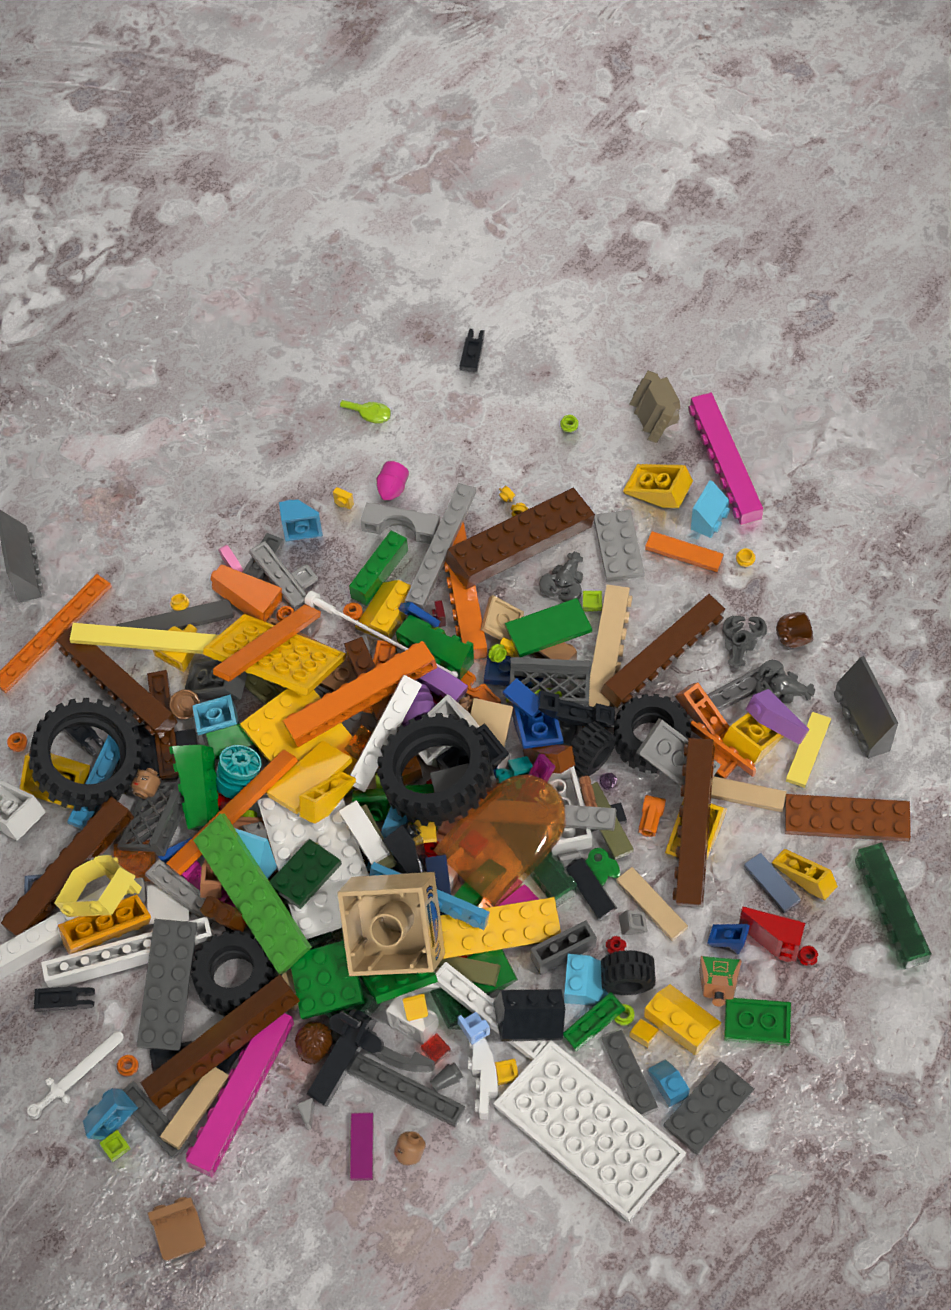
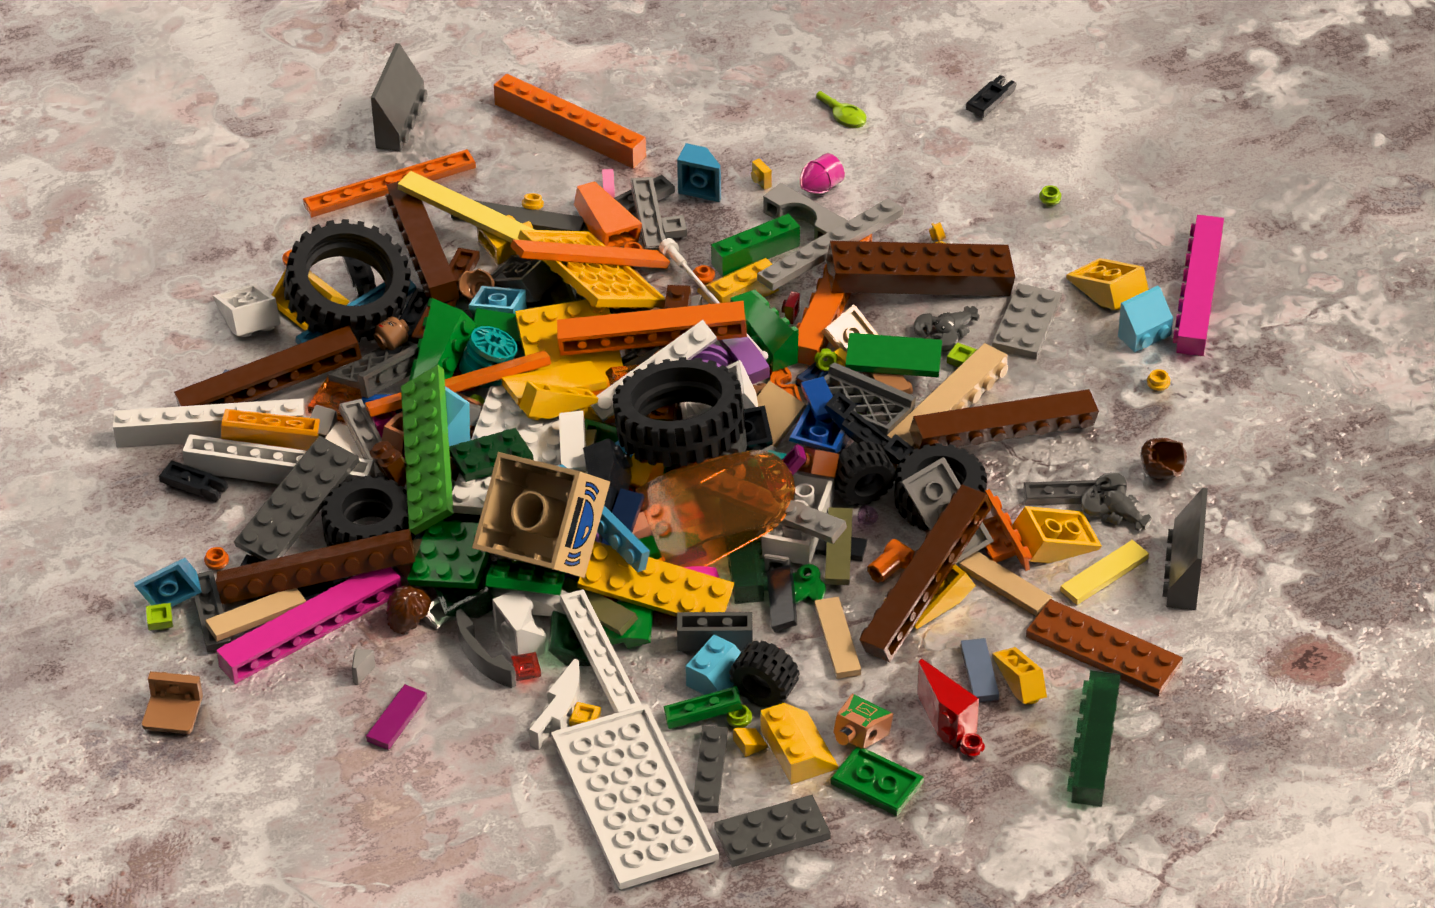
camera: 25 degrees right, 15 degrees down
(74, 1075) = (135, 553): white sword -> none
(121, 884) = (282, 384): light yellow piece -> none
(164, 512) = (570, 121): none -> orange brick
(355, 1034) = (452, 612): black piece -> none
(407, 1090) = (471, 687): dark grey tile -> none
(409, 1148) = (440, 732): medium nougat head -> none
(411, 609) = (761, 286): blue tile -> none
(415, 1007) = (521, 603): yellow slope -> none
(446, 1077) = (521, 693): dark grey cone -> none
(474, 1027) = (572, 656): light blue panel -> none
(530, 1014) = (639, 669): black slope -> none
(587, 791) = (835, 507): nougat axle -> none
(632, 922) = (806, 645): light grey slope -> none
(656, 405) = (1154, 209): dark tan slope -> none
(669, 1082) = (743, 793): dark azure slope -> none
(684, 551) = (1095, 352): orange tile -> none
(702, 709) = (1009, 486): orange slope -> none
(729, 936) = (900, 692): blue slope -> none
(742, 640) = (1100, 447): dark grey animal -> none
(776, 716) = (1085, 522): medium lavender slope -> none

